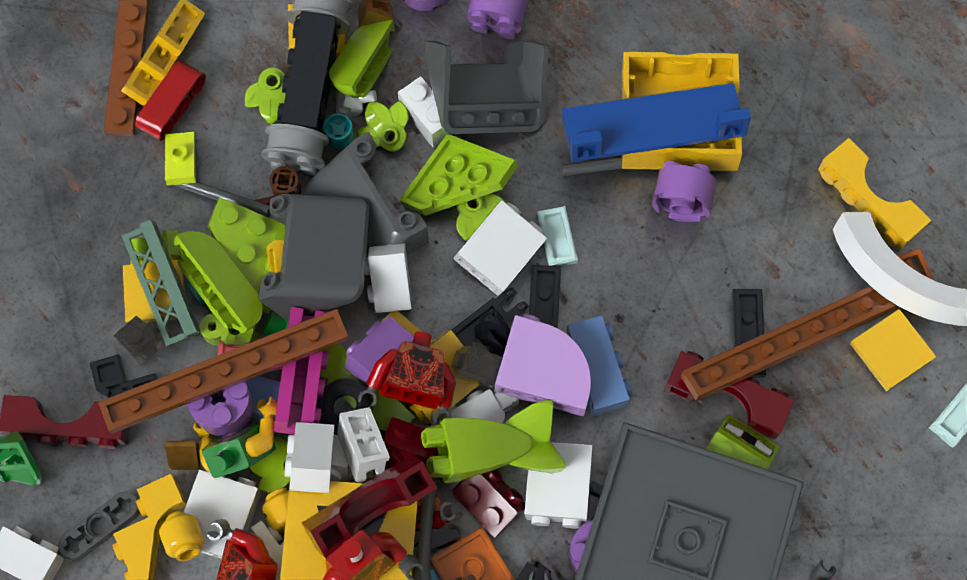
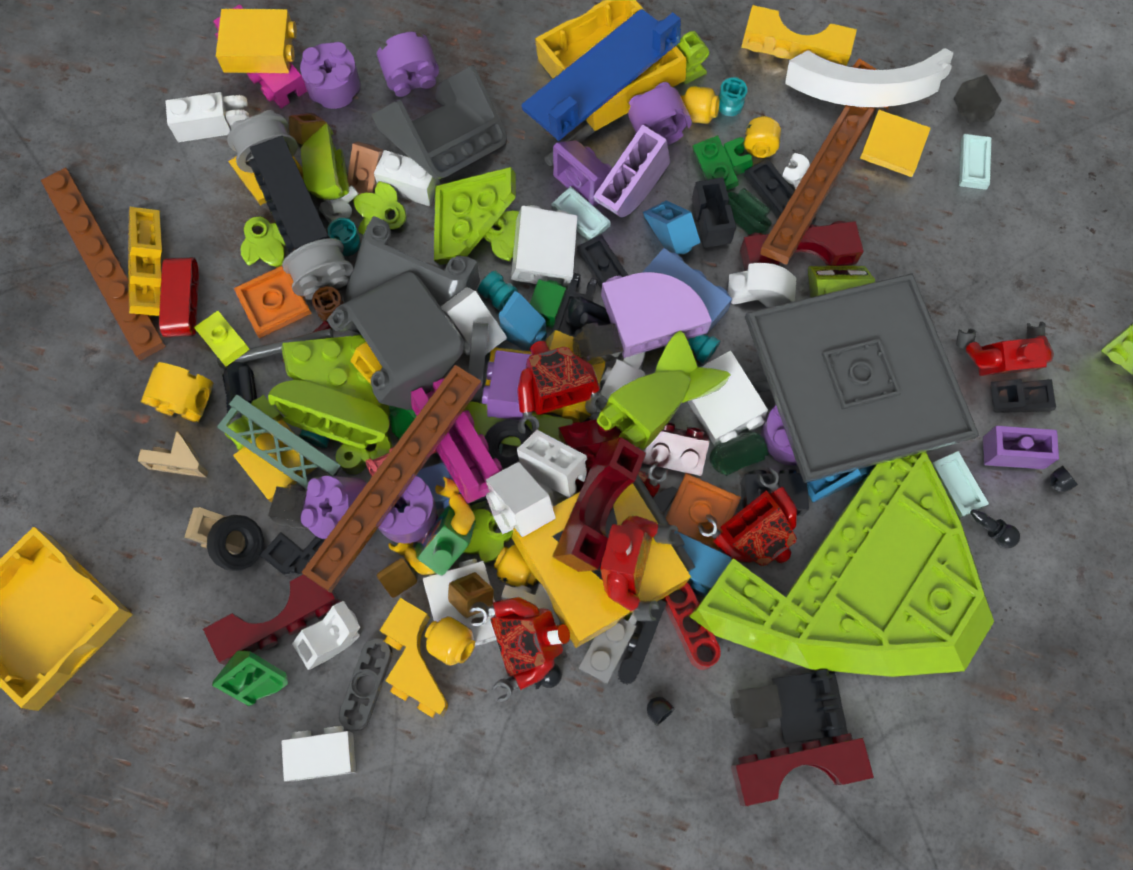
camera: 35 degrees left, 0 degrees up
(69, 322) = (200, 525): none -> tan slope
(70, 323) = (217, 542): none -> black tyre
(81, 240) = (179, 460): none -> tan slope
(94, 467) = (328, 637): none -> white brick
(113, 184) = (177, 391): none -> yellow brick
(167, 355) = (328, 501): none -> medium lavender brick
(169, 208) = (239, 380): none -> black piece
(227, 506) = (467, 591): none -> pearl gold slope
(239, 151) = (271, 301): none -> orange tile
(369, 312) = (477, 354): none -> dark grey beam
(393, 79) = (362, 167): none -> nougat slope
(432, 305) = (522, 322): none -> dark azure slope
(434, 261) = (496, 289): none -> teal wheel
(468, 297) = (548, 300): none -> green brick
(539, 539) = (738, 453): none -> clear green piece
(576, 426) = (703, 347): none -> teal wheel
(583, 200) = (579, 168): none -> medium lavender slope
(619, 233) = (634, 173): none -> lavender brick
(627, 300) = (673, 227): none -> dark azure slope
(669, 404) = (762, 282): none -> white brick
(671, 310) = (711, 203): none -> black piece
(707, 328) = (749, 212): none -> clear green piece
(716, 267) = (721, 160): none -> green plate
(734, 202) = (701, 104): none -> yellow head
(756, 153) = (695, 52): none -> lime leg
(766, 218) = (732, 96): none -> teal wheel
(771, 267) = (762, 137): none -> yellow head
(785, 317) = (796, 169): none -> white piece

